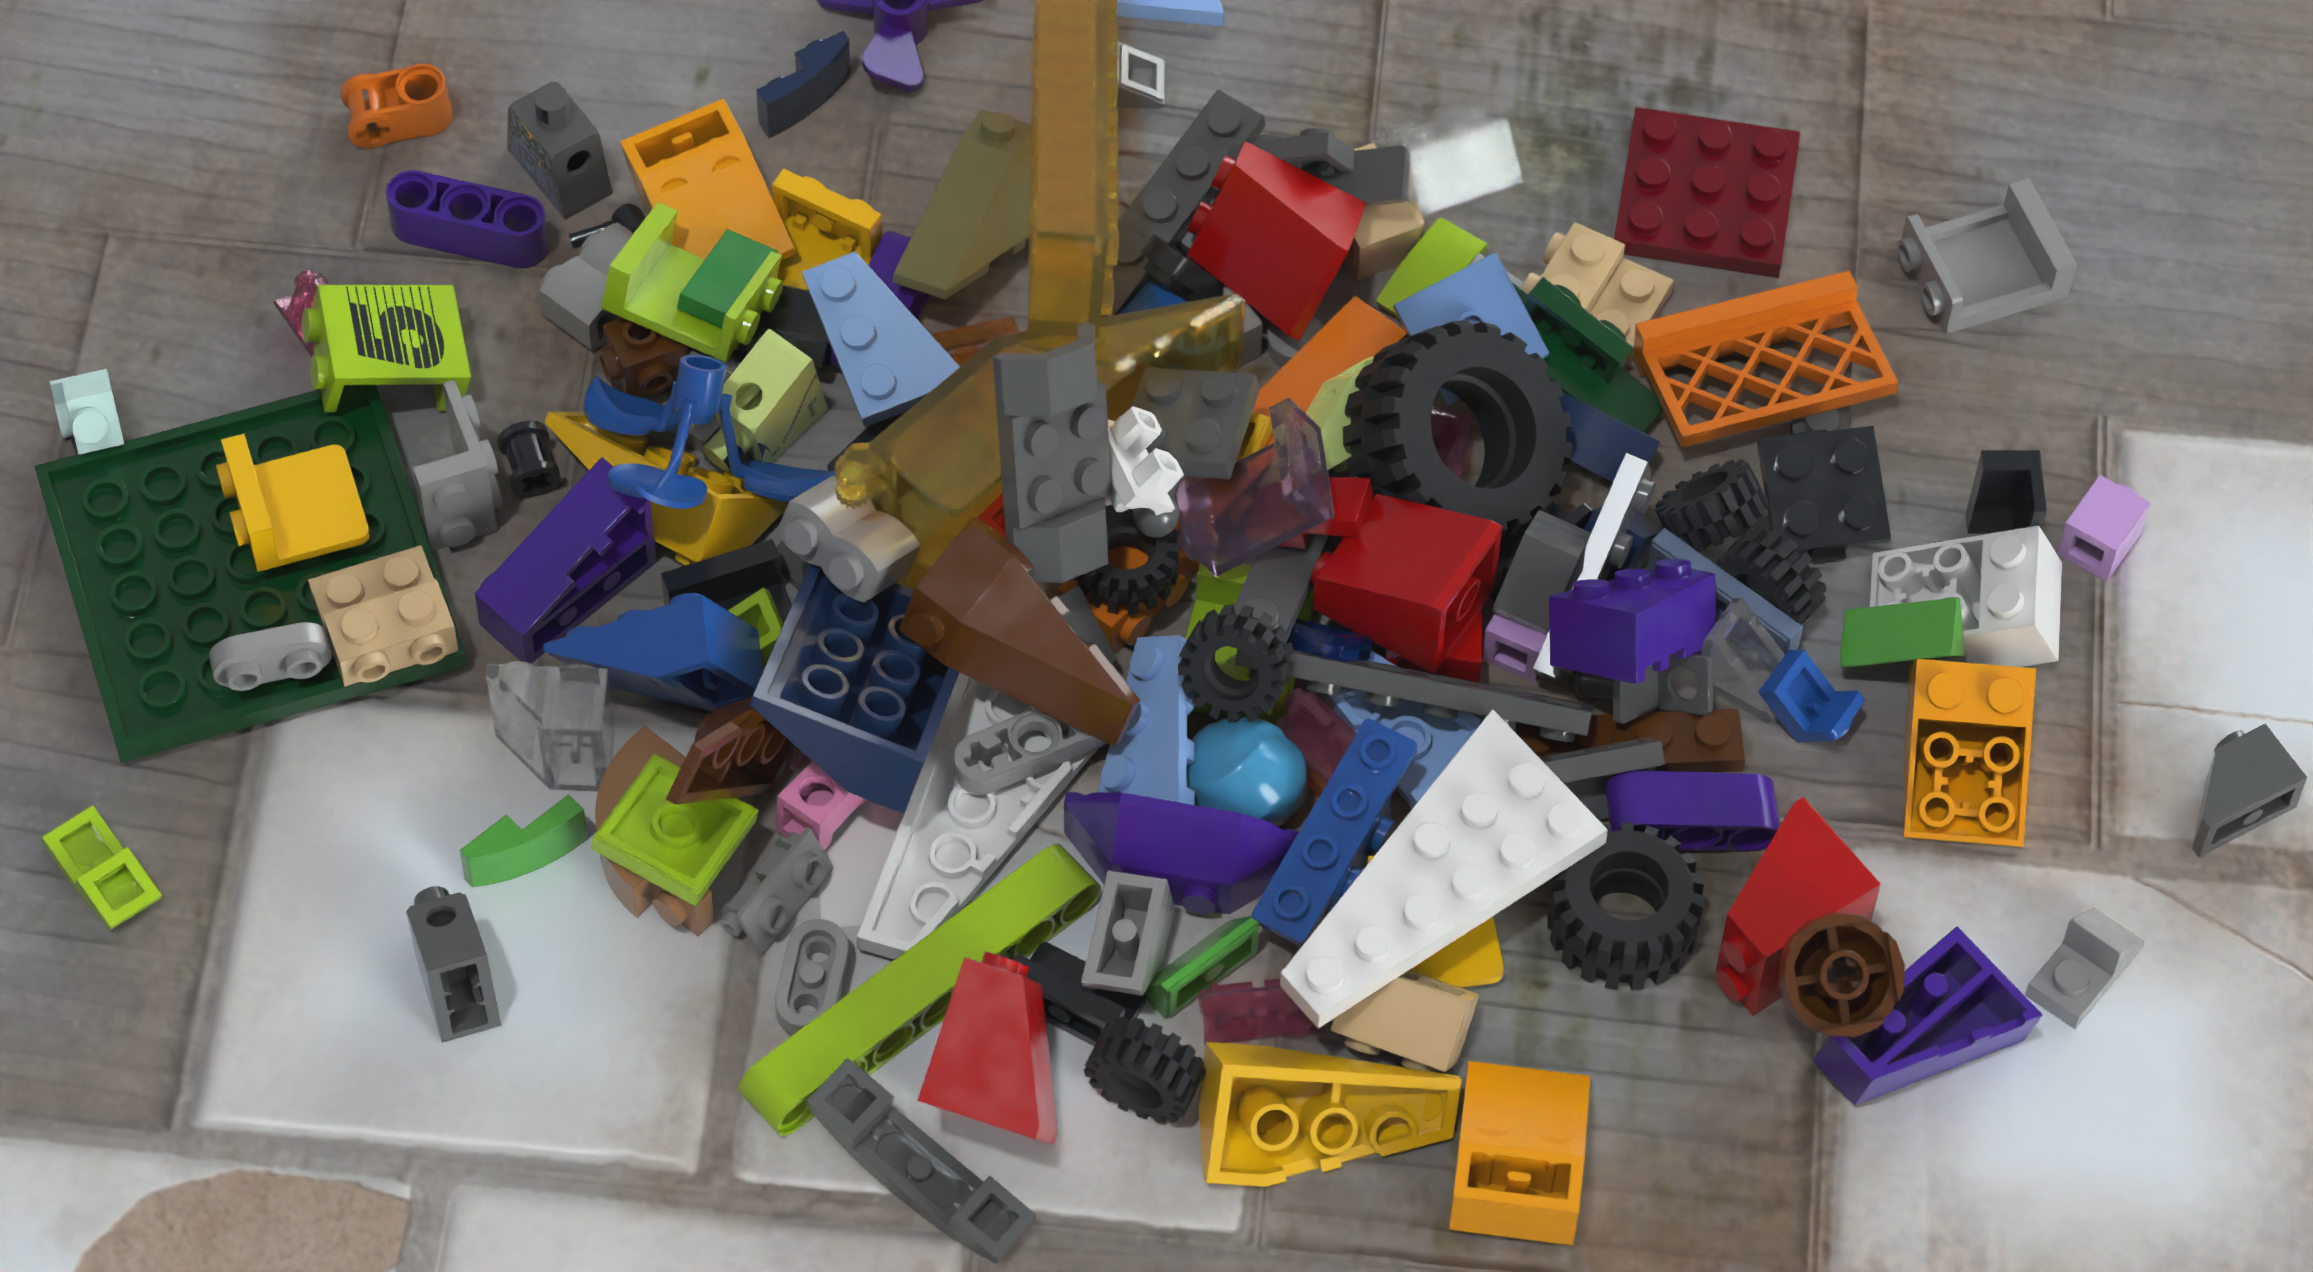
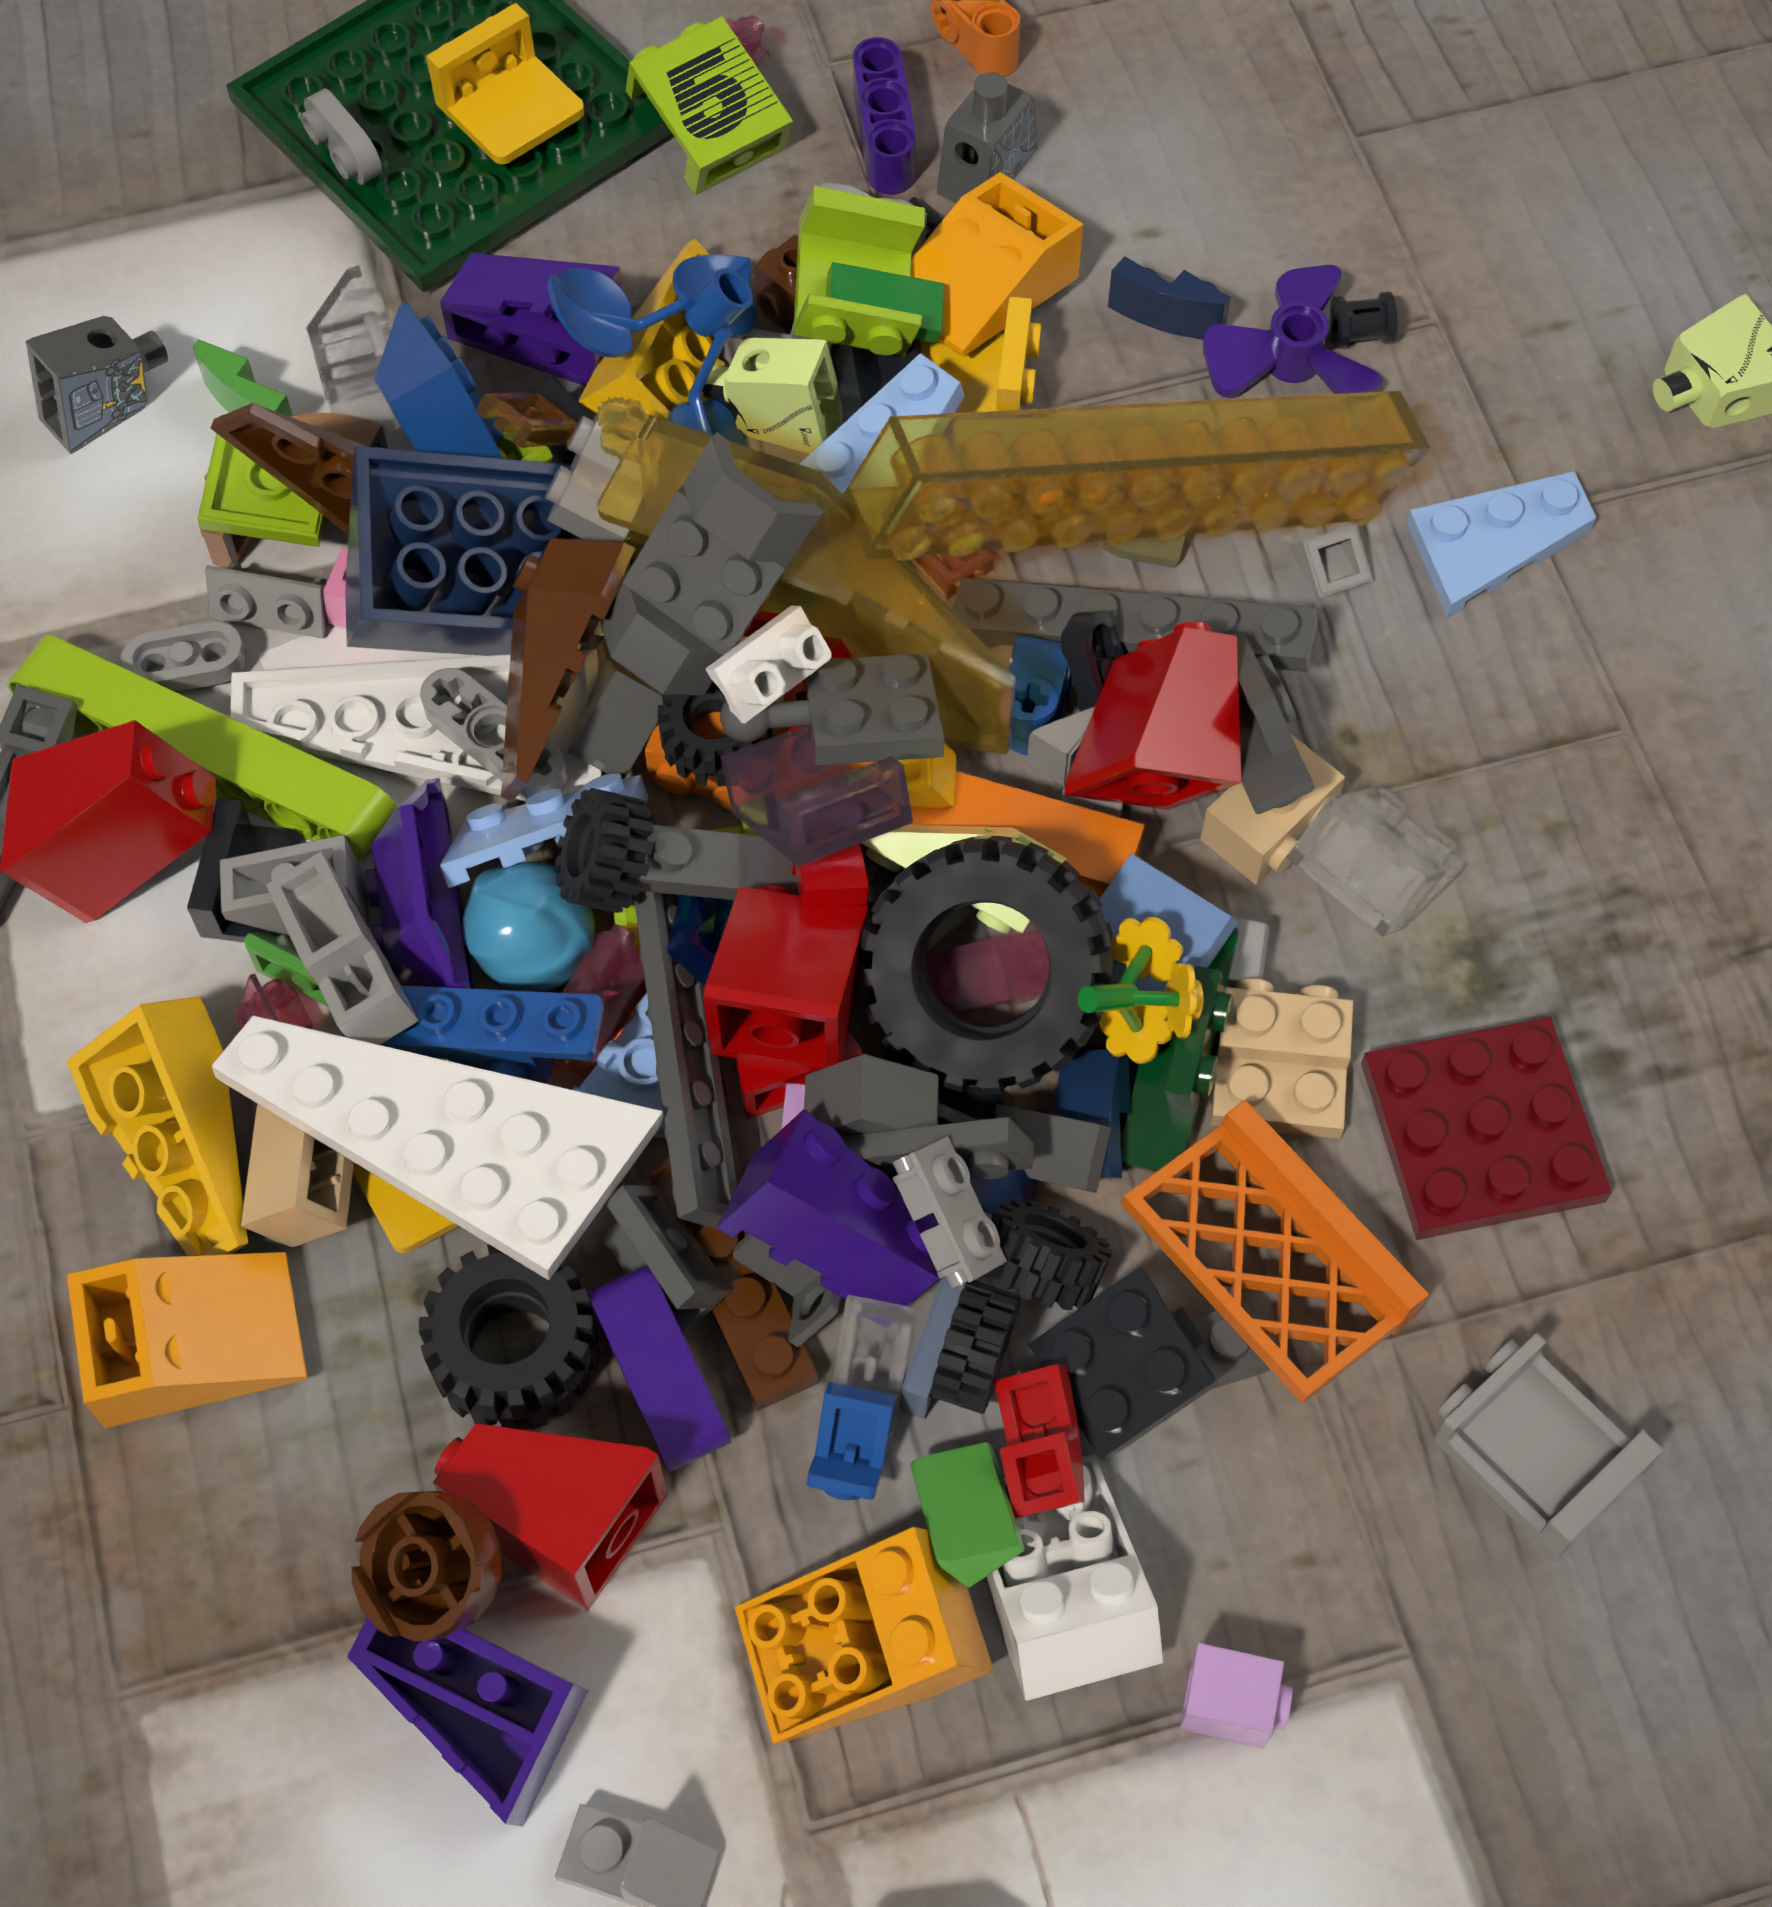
camera: 70 degrees right, 5 degrees up
(100, 868) = (123, 127): lime slope -> none
(384, 616) = (422, 201): tan plate -> none
(459, 490) = (603, 203): light grey bracket -> none
(529, 458) = (650, 251): black bush -> none
(737, 583) = (520, 414): none -> clear orange tile
(1144, 1069) = (150, 951): black tyre -> none
(1234, 897) = (340, 952): none -> light grey slope
(1434, 257) = (1243, 891): lime slope -> none
(1557, 312) = (1144, 1019): none -> yellow plant
(1598, 474) = (1064, 1148): none -> dark grey tile
(1657, 527) = (939, 1183): none -> light grey hinge
(1870, 564) = (1043, 1441): none -> red slope
(2006, 492) = (1208, 1566): black panel -> none

